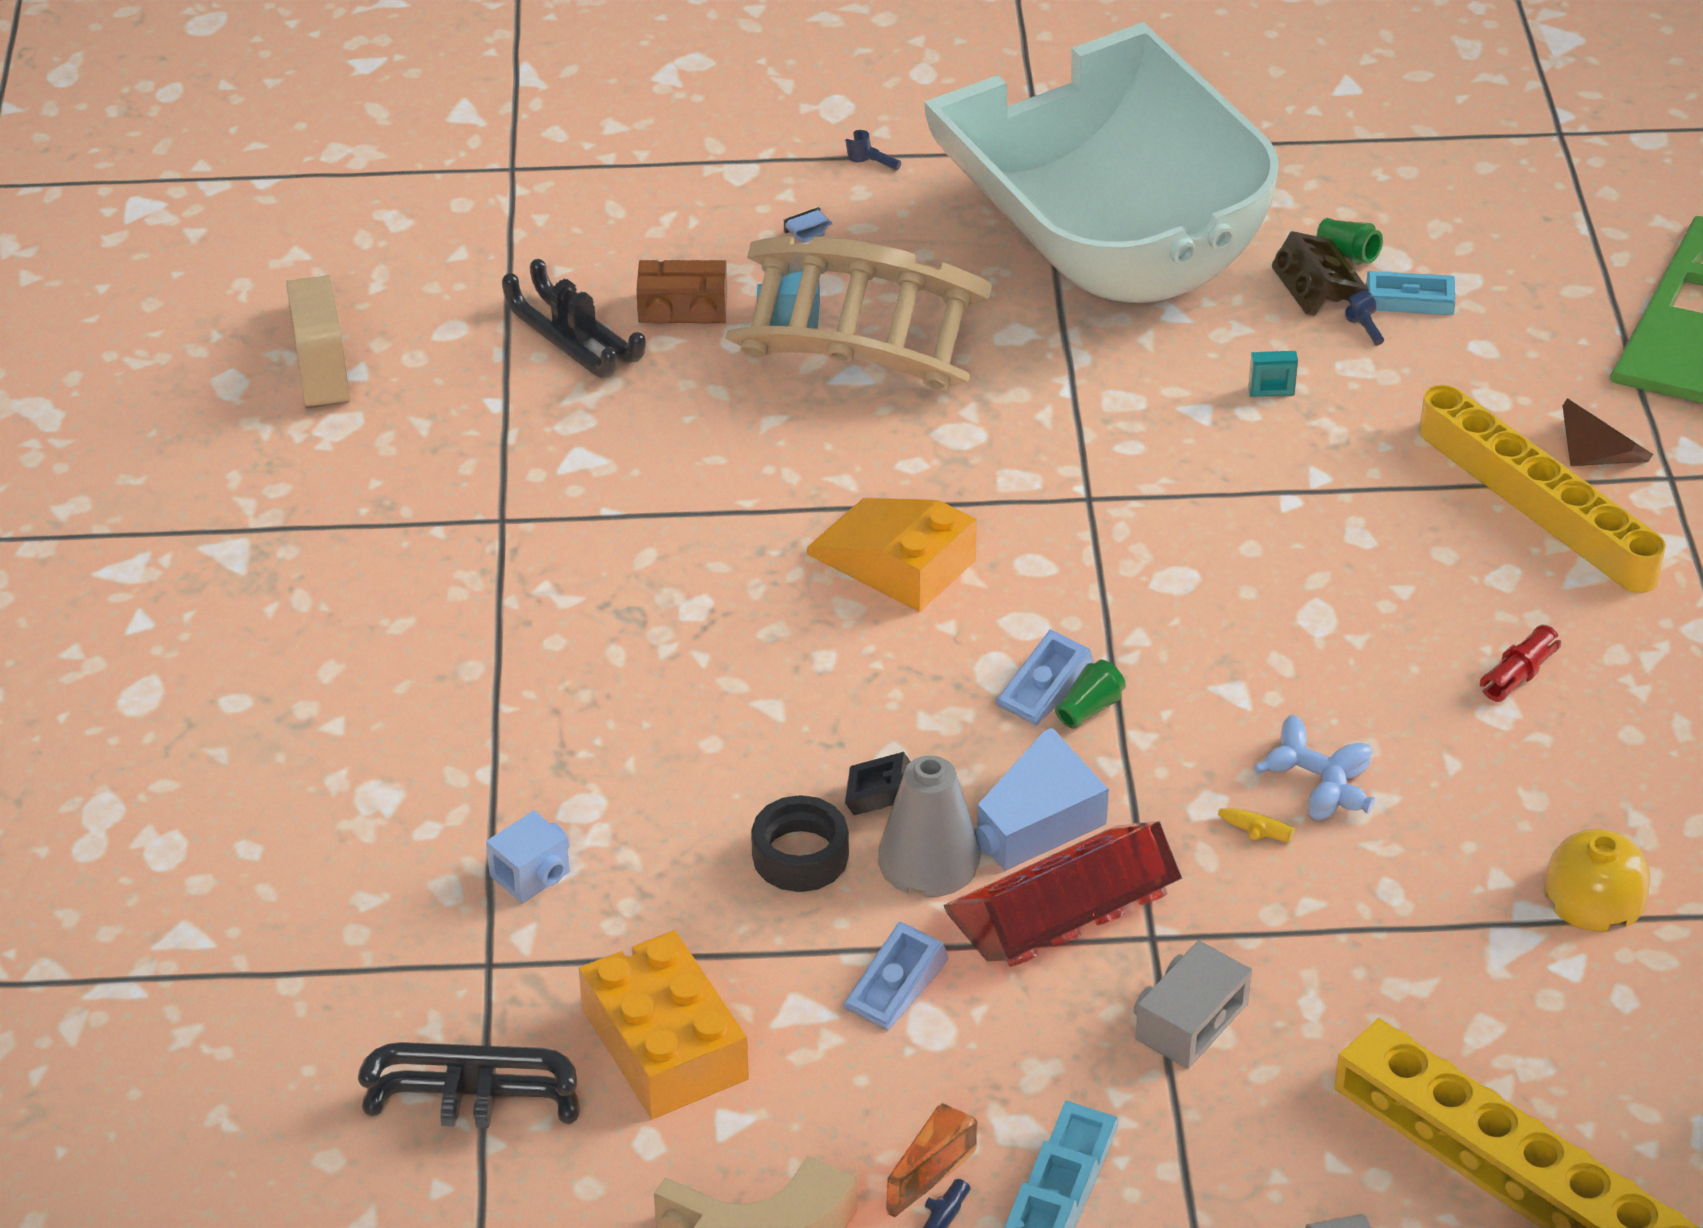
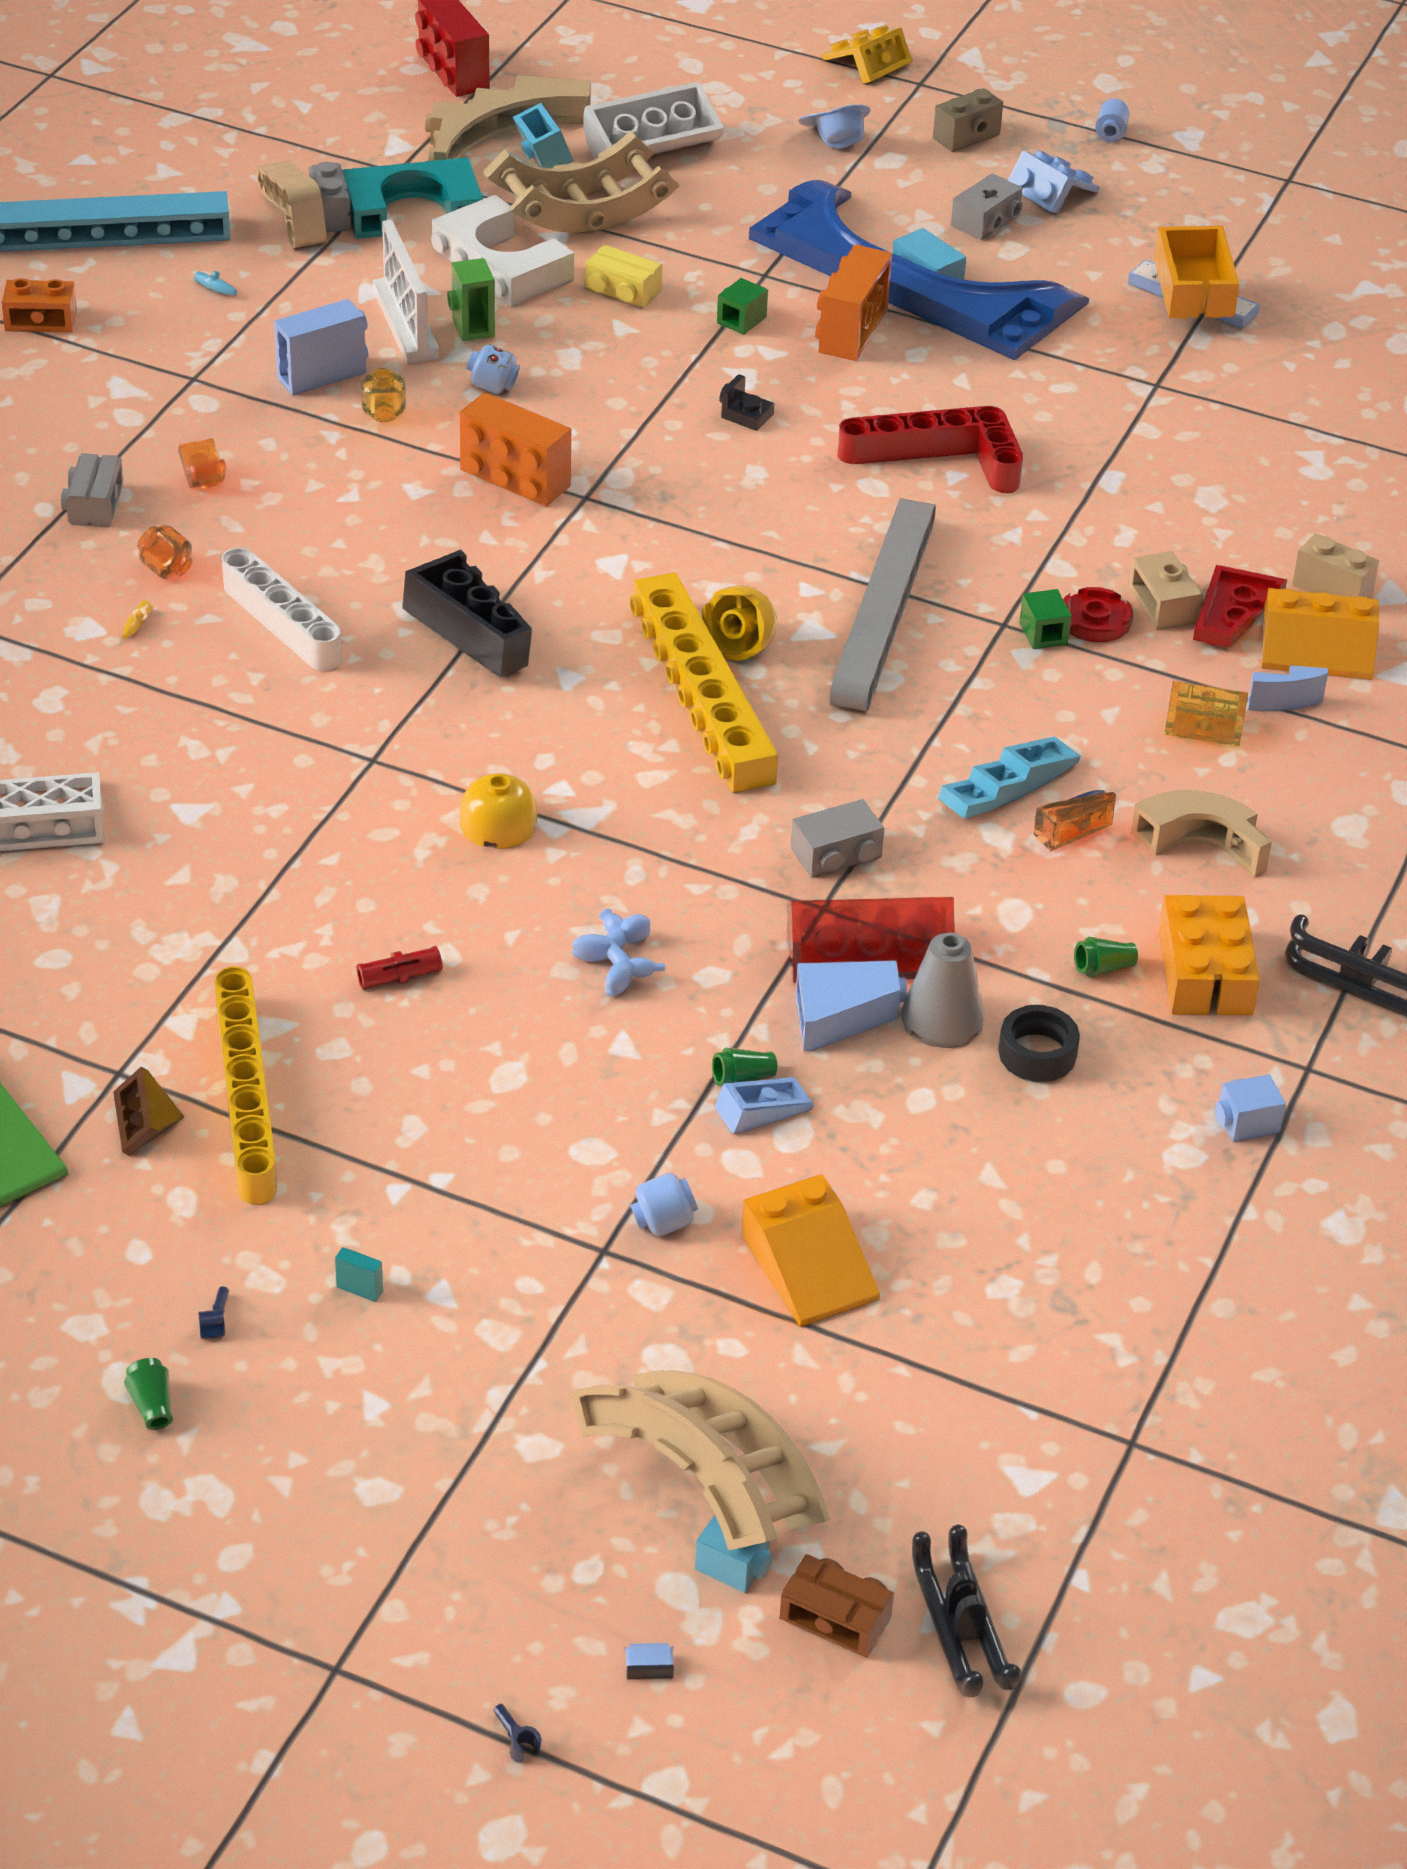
camera: 155 degrees left, 0 degrees up
(318, 341) = (1237, 1701): tan beam -> none
(789, 982) = (1101, 956): none -> green cone
(875, 783) = (951, 1056): black bracket -> none
(897, 976) = (1018, 942): light blue slope -> none
(1057, 527) = (664, 1204): none -> light blue head
(1125, 175) = (357, 1471): light aqua cylinder -> none
(1257, 824) = (691, 941): yellow helmet -> none
(1314, 271) = (216, 1367): dark brown bracket -> none
(1412, 292) = (142, 1329): medium azure tile -> none

